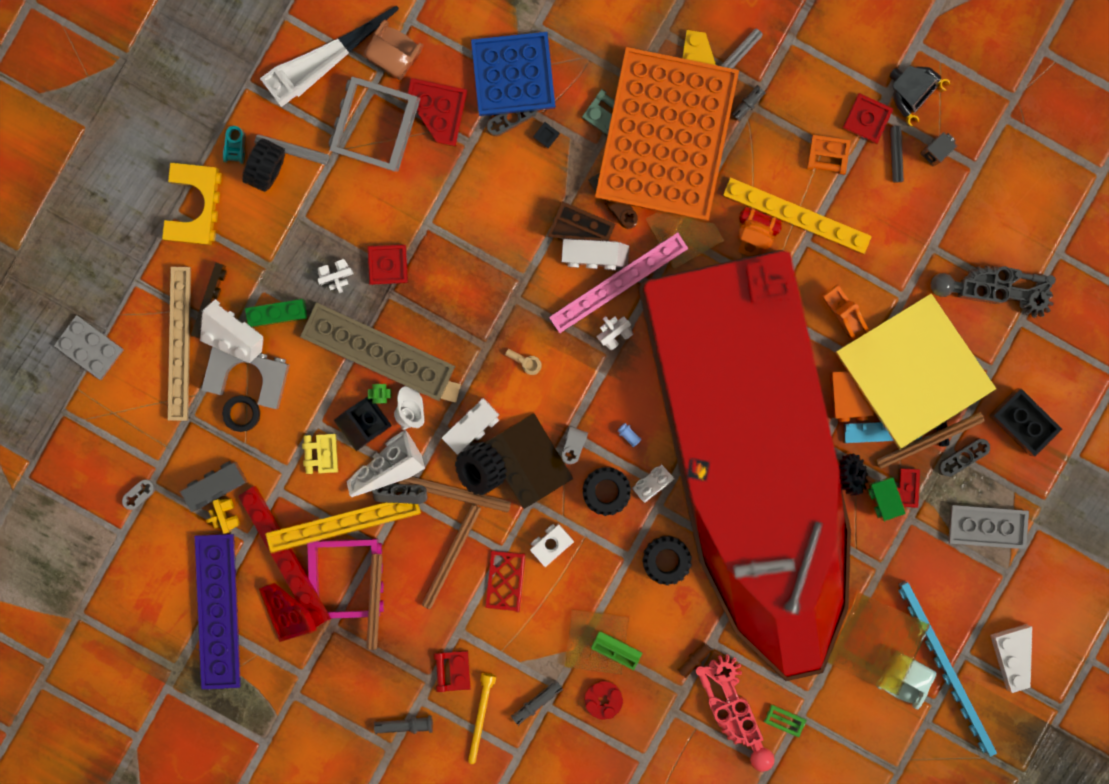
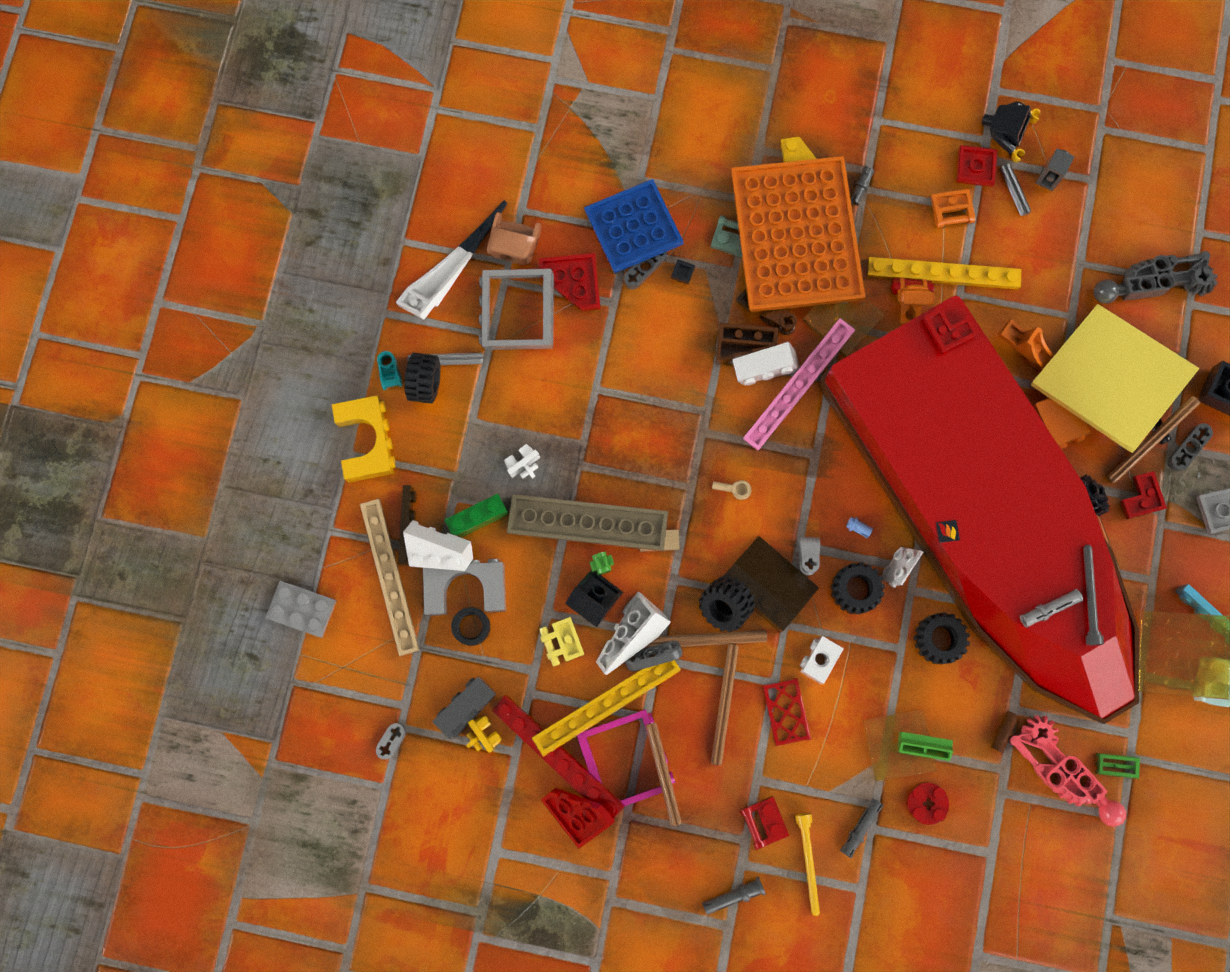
camera: 15 degrees left, 10 degrees down
(217, 611) = (506, 838): dark purple plate -> none
(387, 264) = (570, 437): red plate -> none
(409, 409) = (636, 569): white piece -> none
(471, 426) = (703, 566): white wedge -> none
(612, 329) = (807, 430): white hips -> none
(742, 49) = (839, 138): light grey axle -> none
(866, 433) = (1092, 451): medium azure hinge -> none
(886, 499) = (1135, 508): green brick -> none

